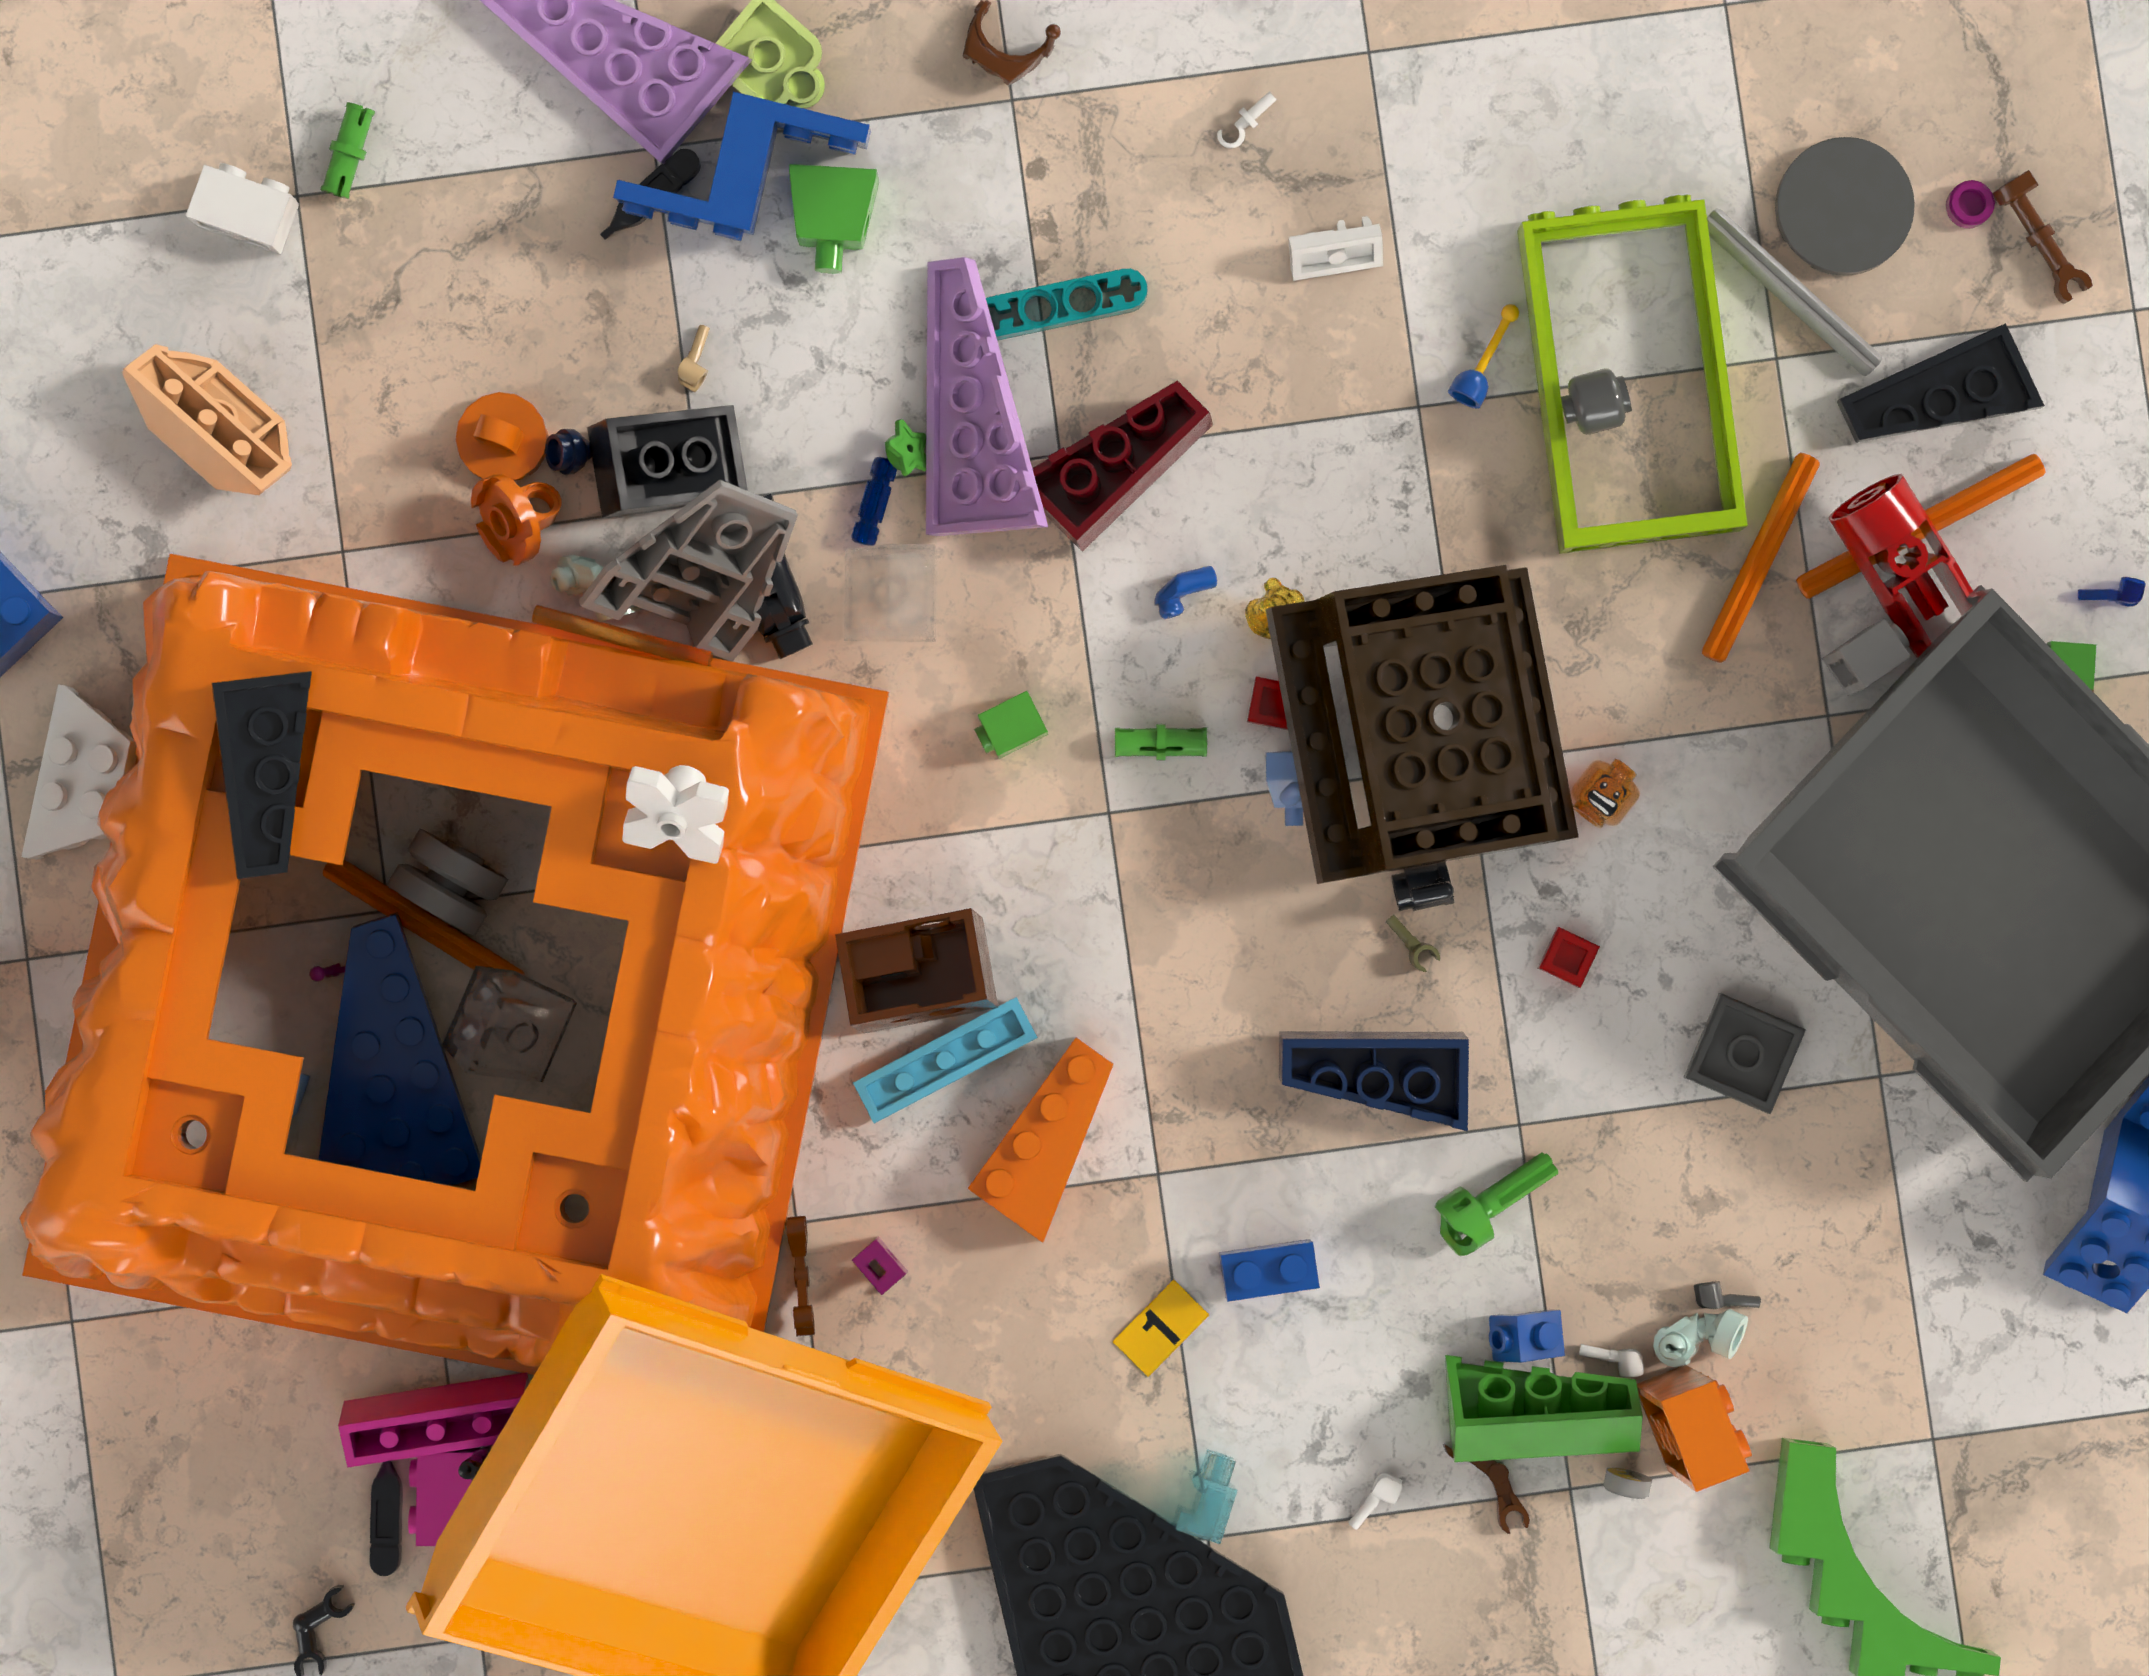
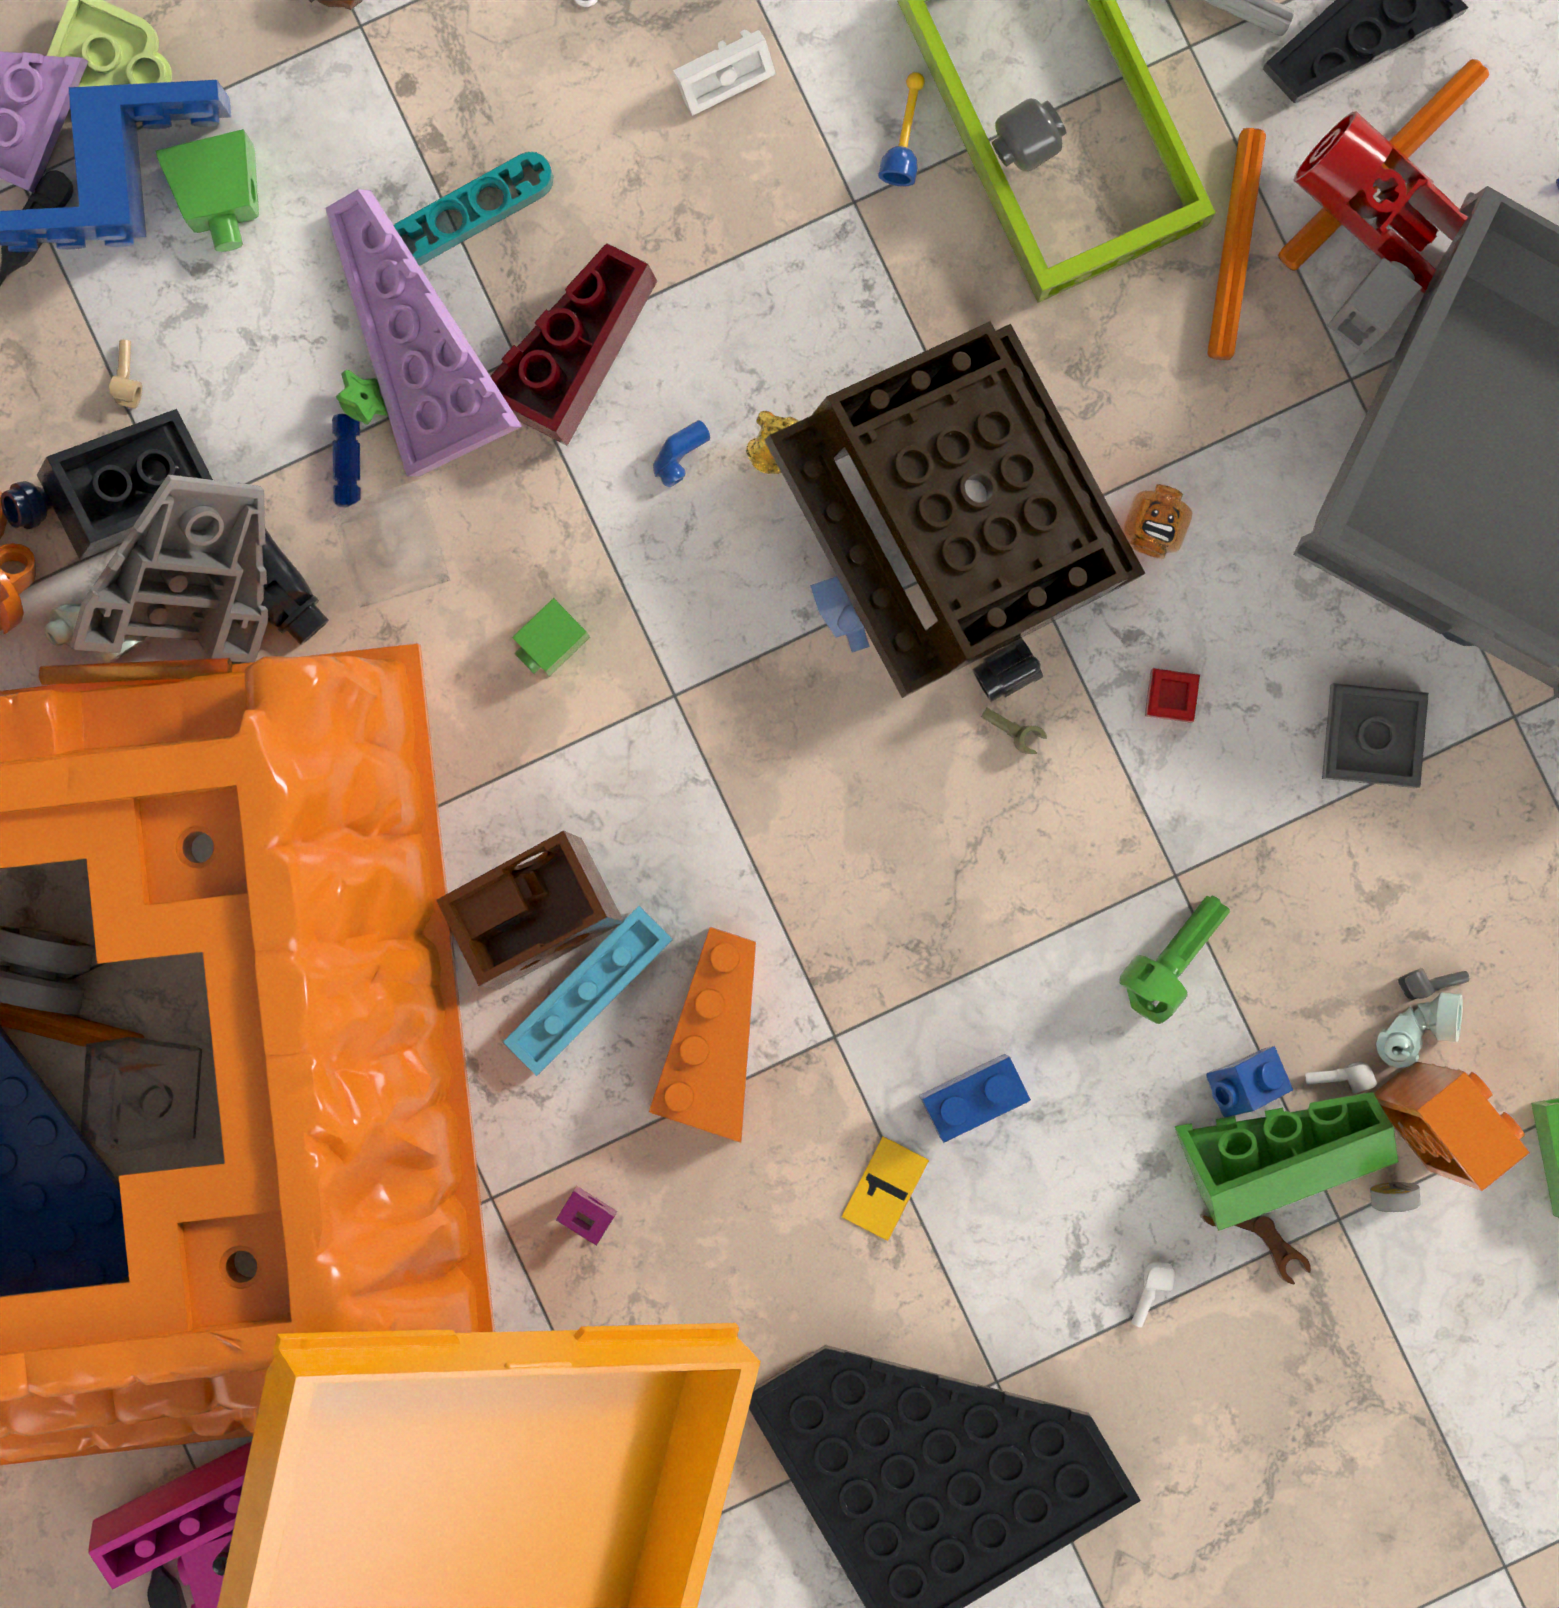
camera: 20 degrees left, 0 degrees up
(676, 809) = (209, 819): white plant -> none
(797, 1240) = (497, 1215): reddish brown piece -> none
(1161, 742) = (703, 609): bright green pin -> none
(1212, 1501) = (991, 1346): clear light blue hips -> none
(1267, 704) = (797, 539): red tile -> none
(1383, 1070) = (1032, 862): dark blue wedge -> none

